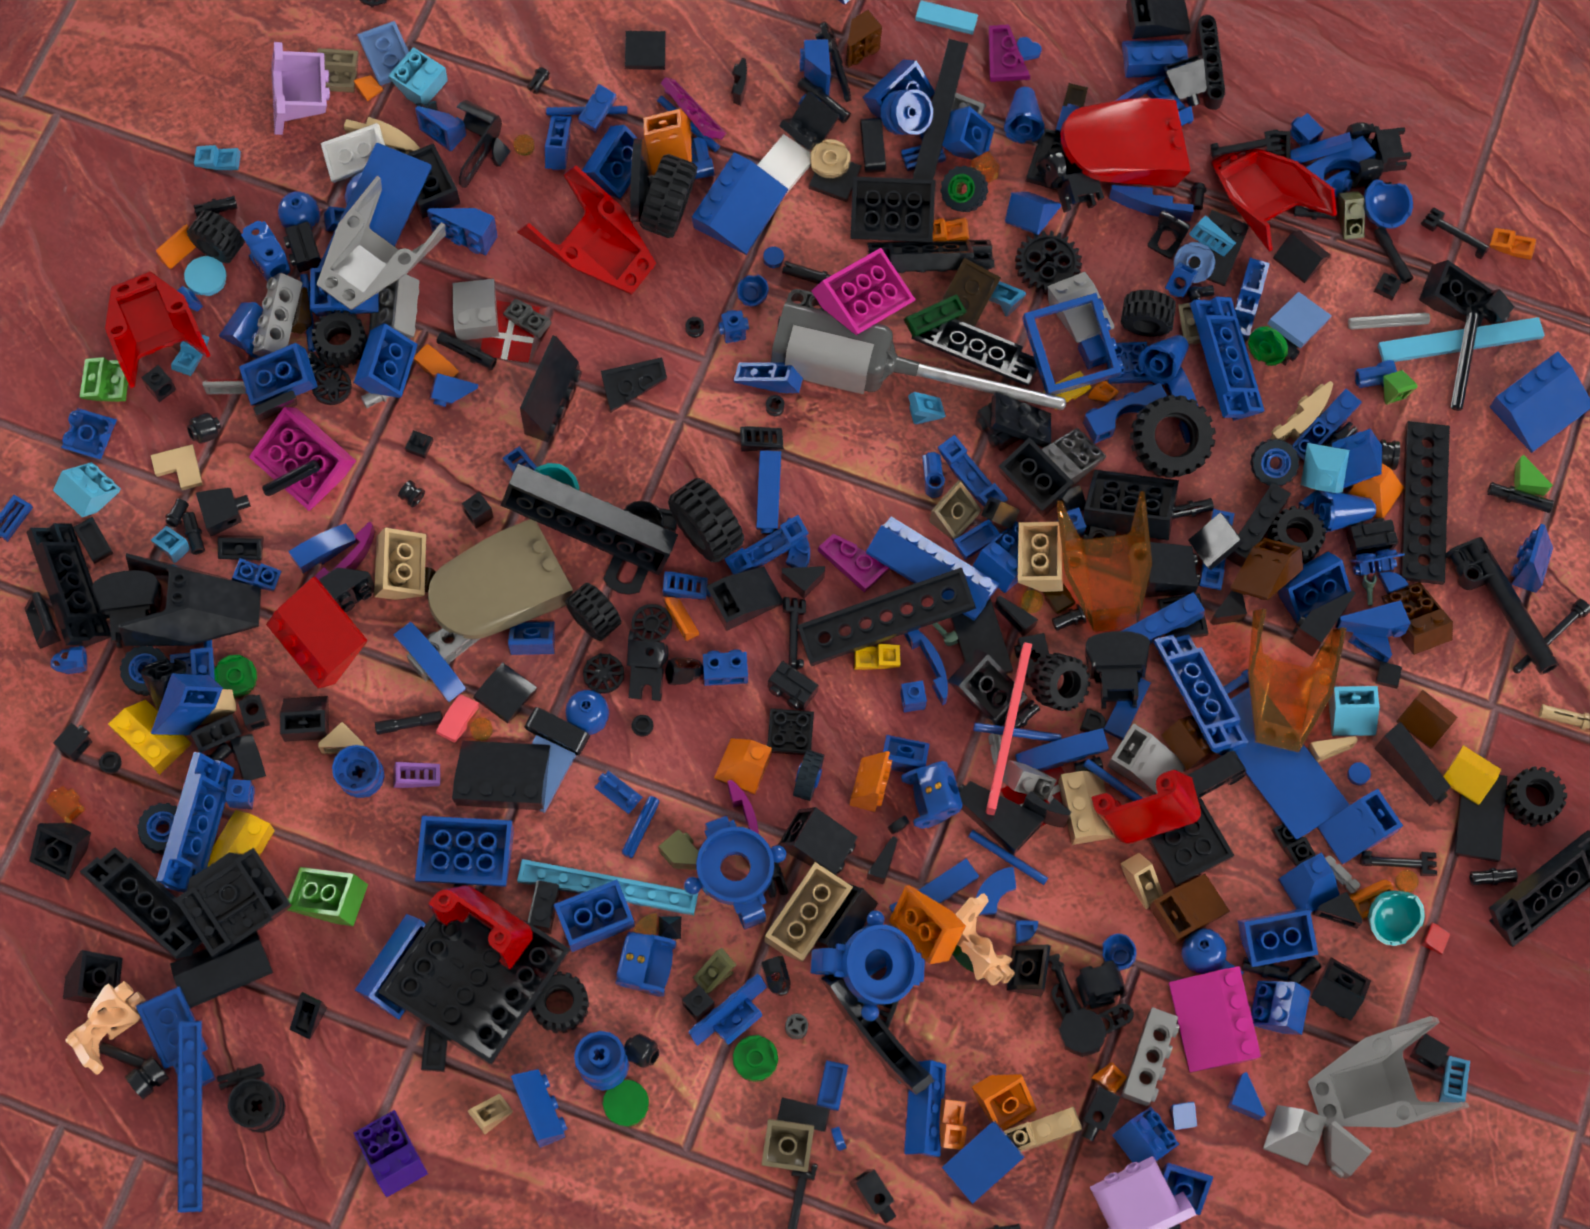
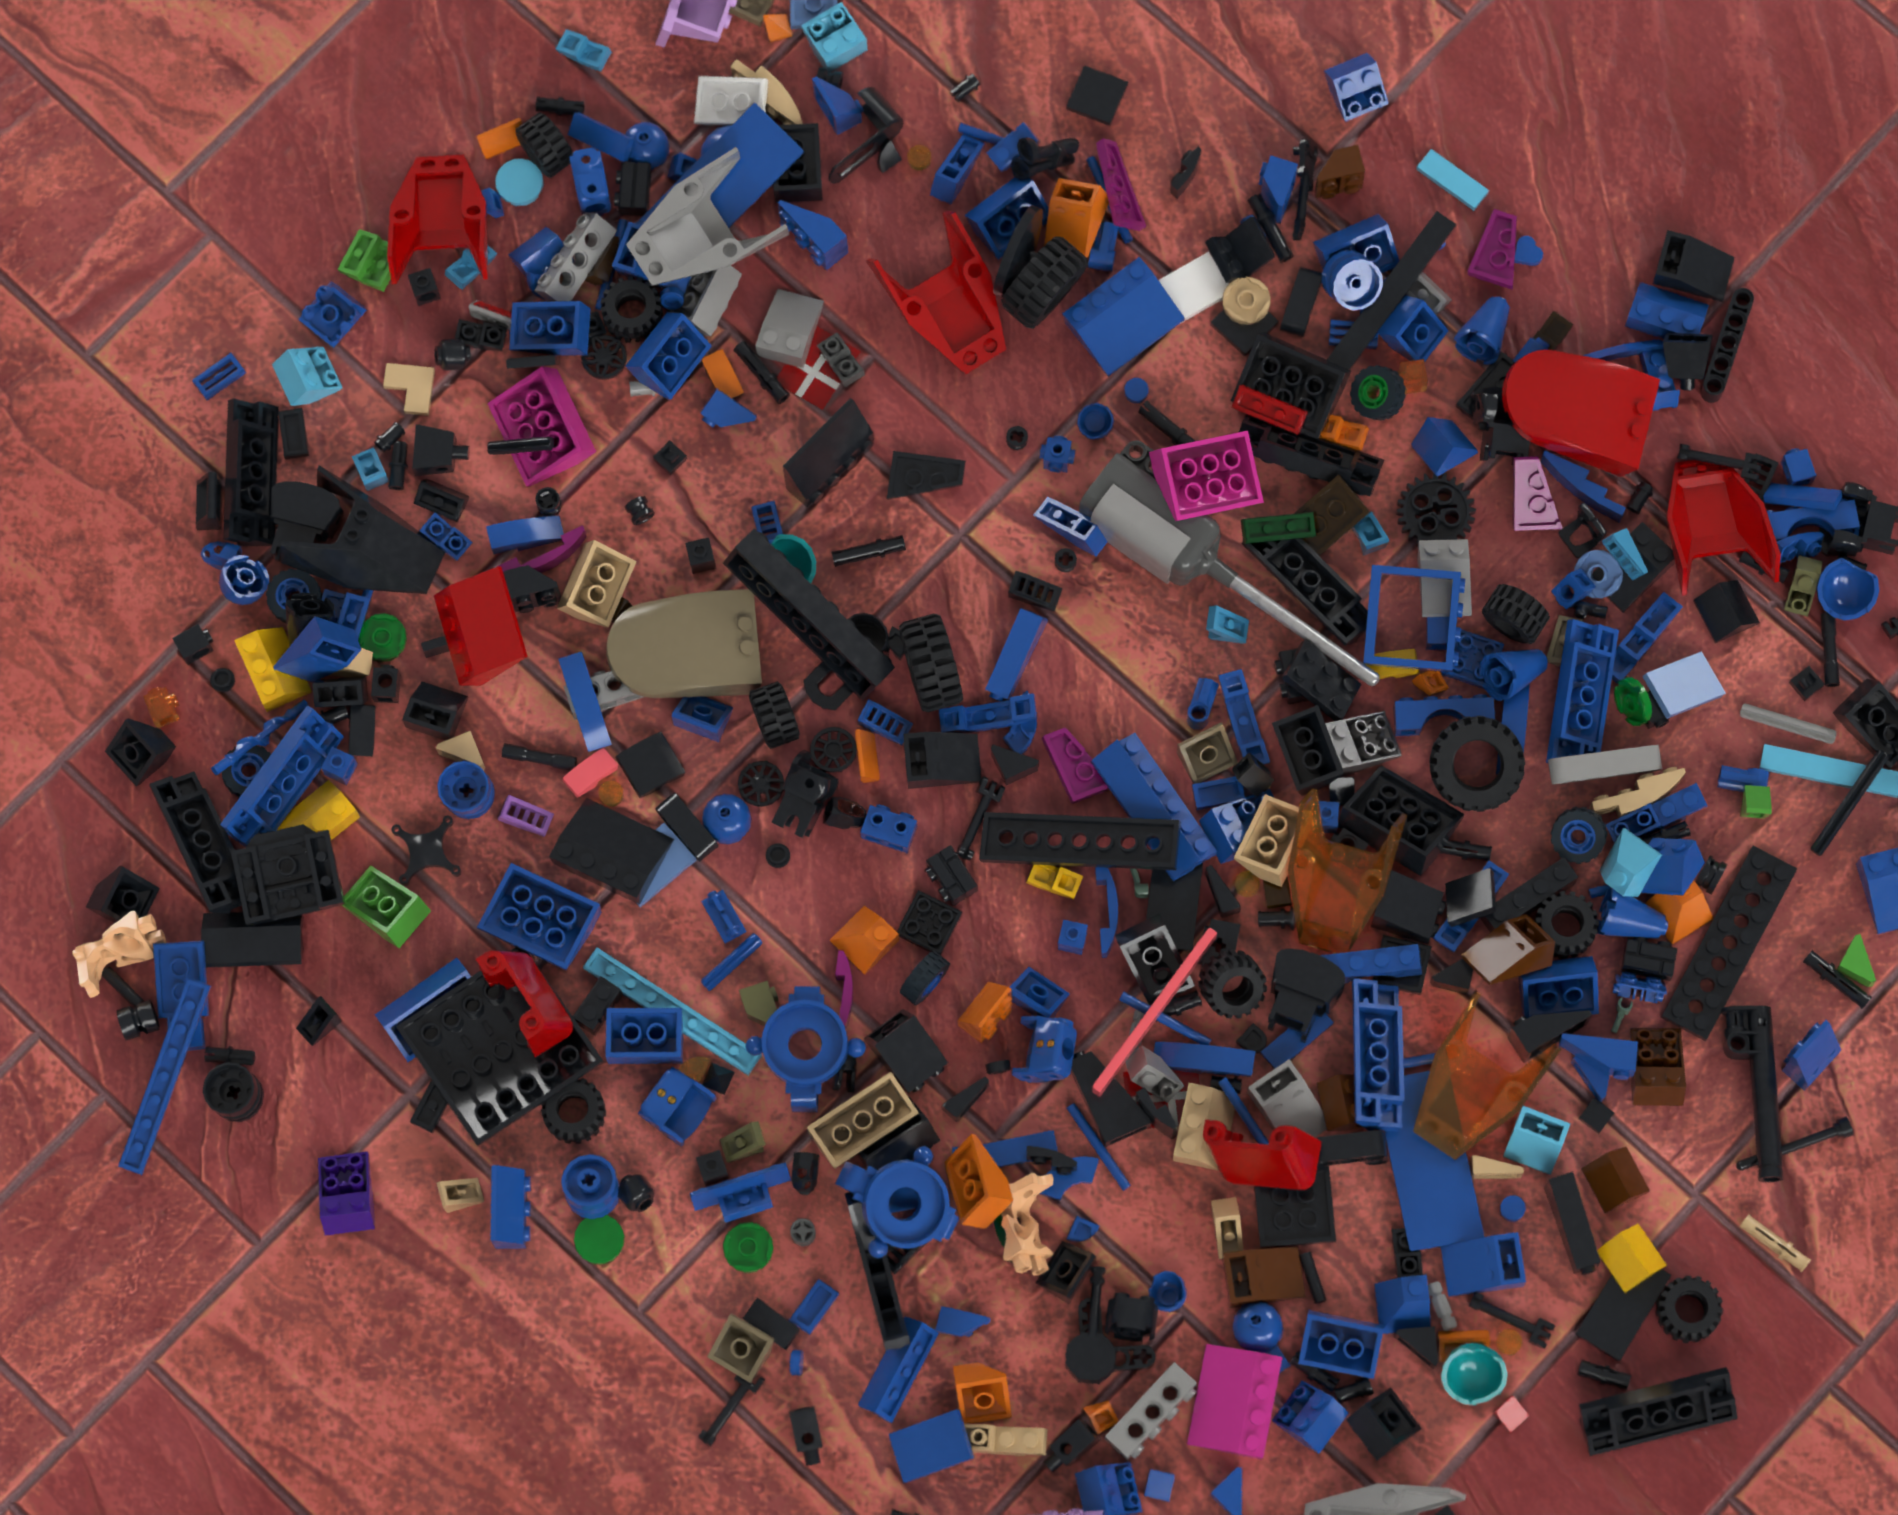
camera: 30 degrees right, 5 degrees up
(96, 672) = (243, 580): none -> blue cylinder
(164, 796) = (261, 739): none -> blue piece
(224, 406) = (481, 336): none -> black slope
(247, 214) = (601, 136): none -> blue tile
(283, 666) = (435, 647): none -> black tile
(329, 512) = (548, 497): none -> black wheel
(343, 835) = (426, 850): none -> black piece
(370, 317) = (672, 298): none -> blue tile
(616, 103) = (1040, 158): none -> black piece
(621, 451) = (870, 550): none -> black pin
(884, 232) = (1269, 409): none -> red tile
(951, 1124) = (917, 1395): orange slope -> none
(959, 1048) = (959, 1322): none -> blue slope
(984, 881) = (1061, 1163): none -> black slope
(1118, 224) = (1531, 497): none -> wing
(1228, 893) = (1312, 1277): none -> black piece
(1269, 400) = (1605, 764): none -> light grey beam
(1392, 581) = (1650, 1016): blue tile -> none

